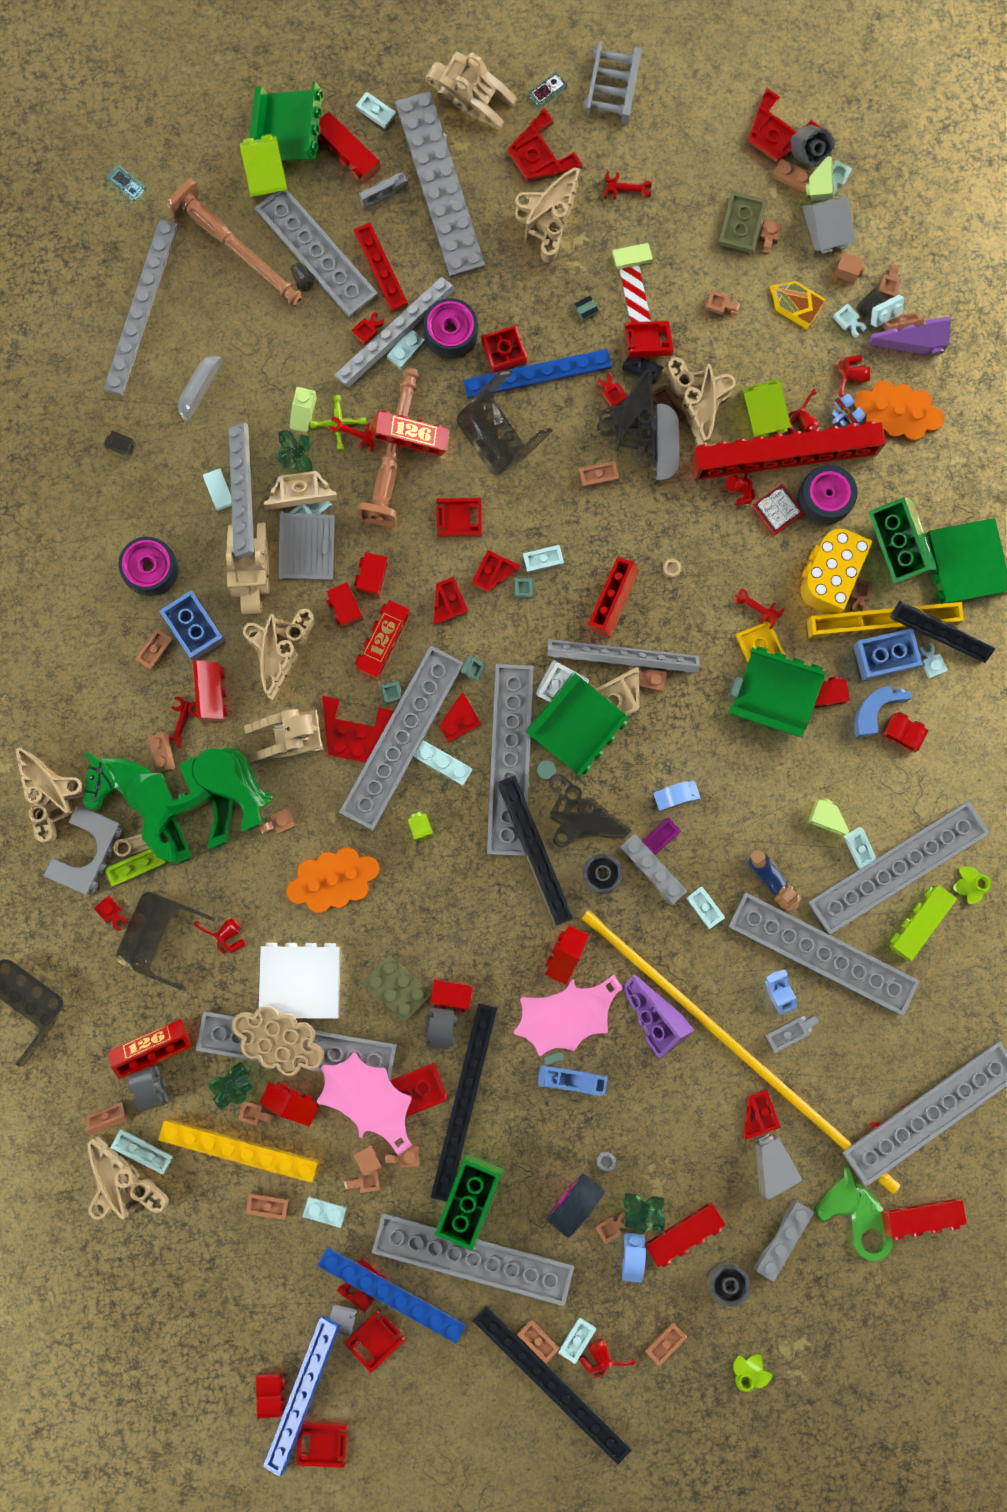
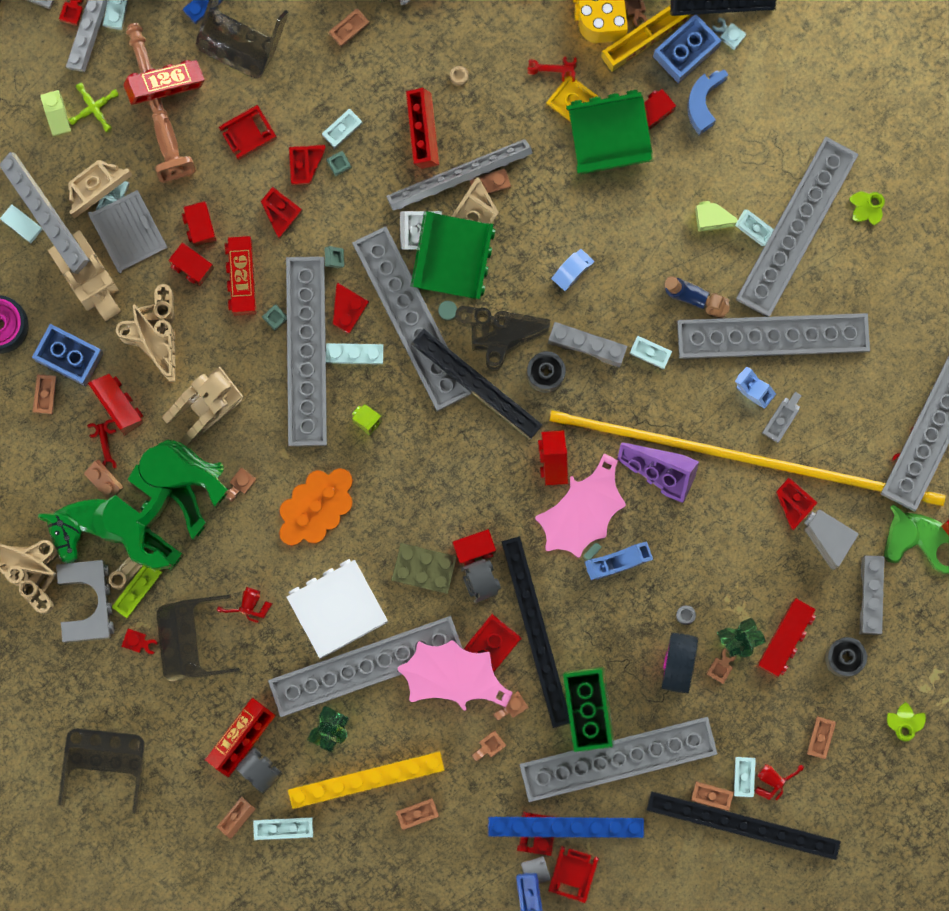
camera: 25 degrees left, 0 degrees up
(112, 1184) = (272, 868): tan piece -> none
(253, 1113) = (360, 742): nougat plate -> none
(277, 1040) = (347, 668): tan plate -> none
(289, 1103) = (387, 715): red brick -> none
(293, 451) = (69, 155): clear green plant -> none
(324, 1212) = (469, 791): light aqua plate -> none
(351, 739) = (263, 377): red wing -> none
(354, 432) = (125, 105): red bar -> none
(367, 1160) = (481, 726): nougat panel -> none
(634, 1257) = (754, 681): light blue brick -> none
(661, 836) = (579, 311): magenta tile -> none
(735, 688) = (571, 147): sand green tile -> none
(905, 732) = (739, 107): red brick -> none
(922, 923) = (843, 262): lime brick -> none

